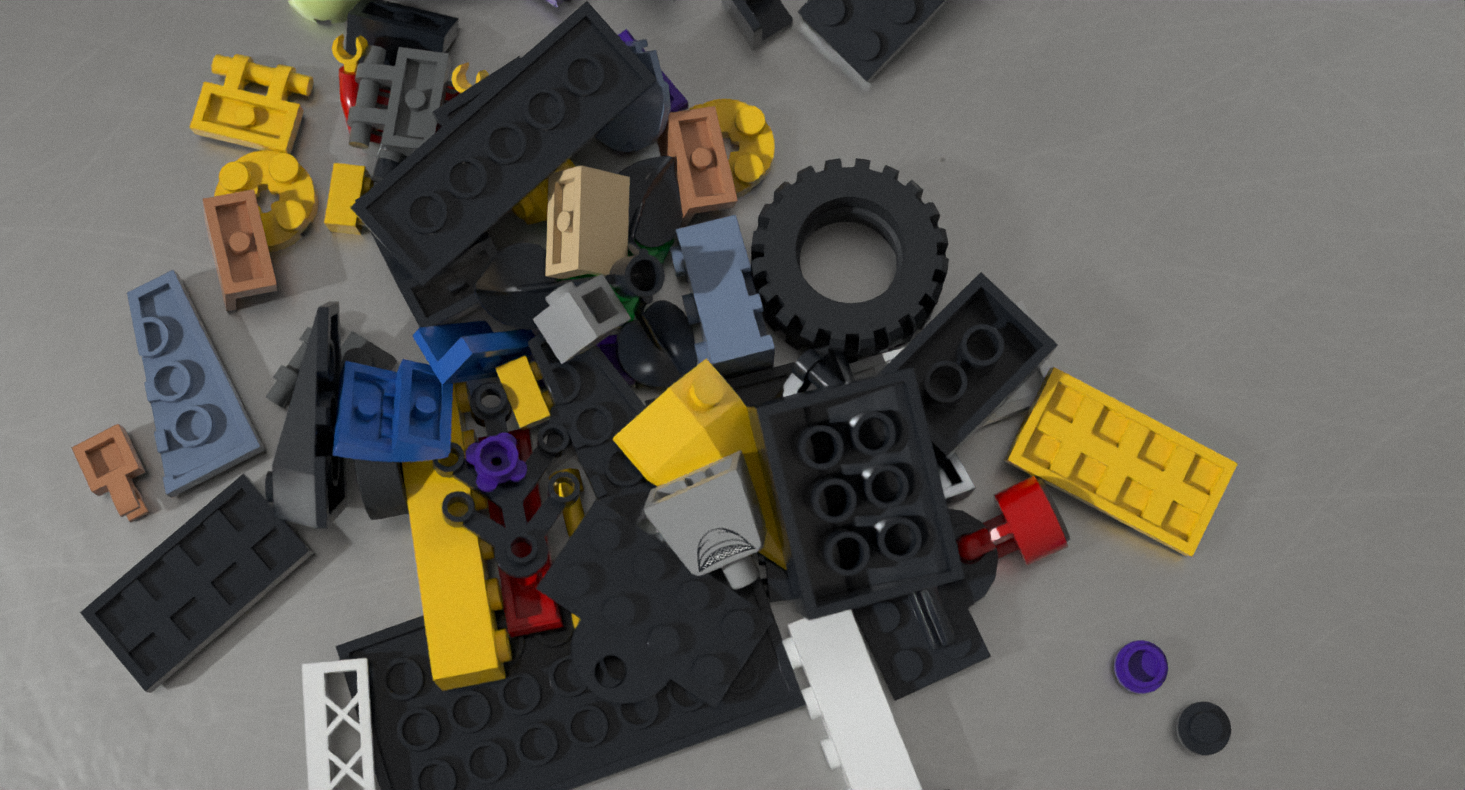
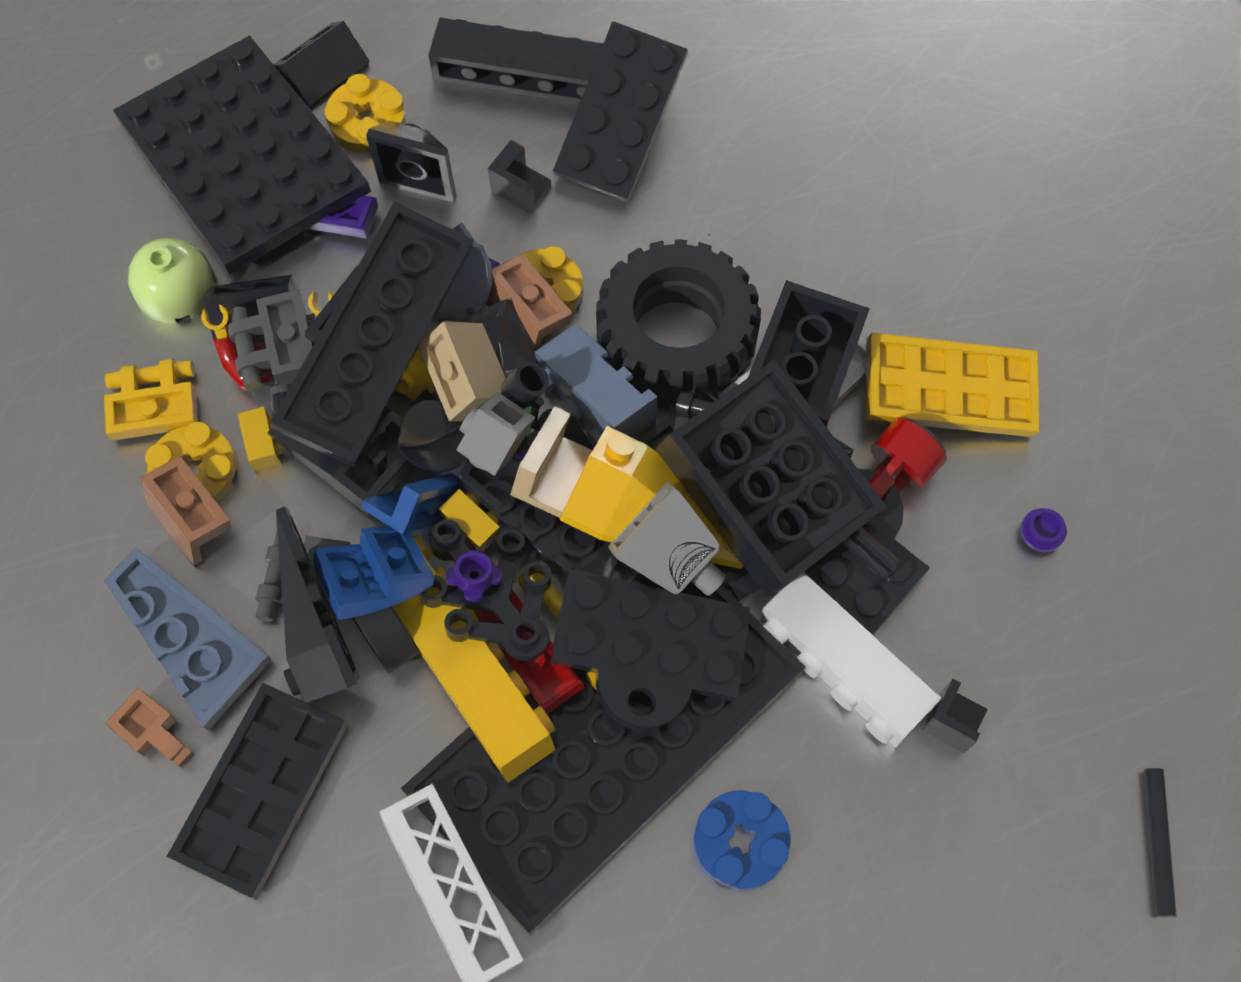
camera: 25 degrees left, 10 degrees down
(630, 375) = (550, 466): none -> tan panel
(1203, 728) = (1113, 555): black plate -> none

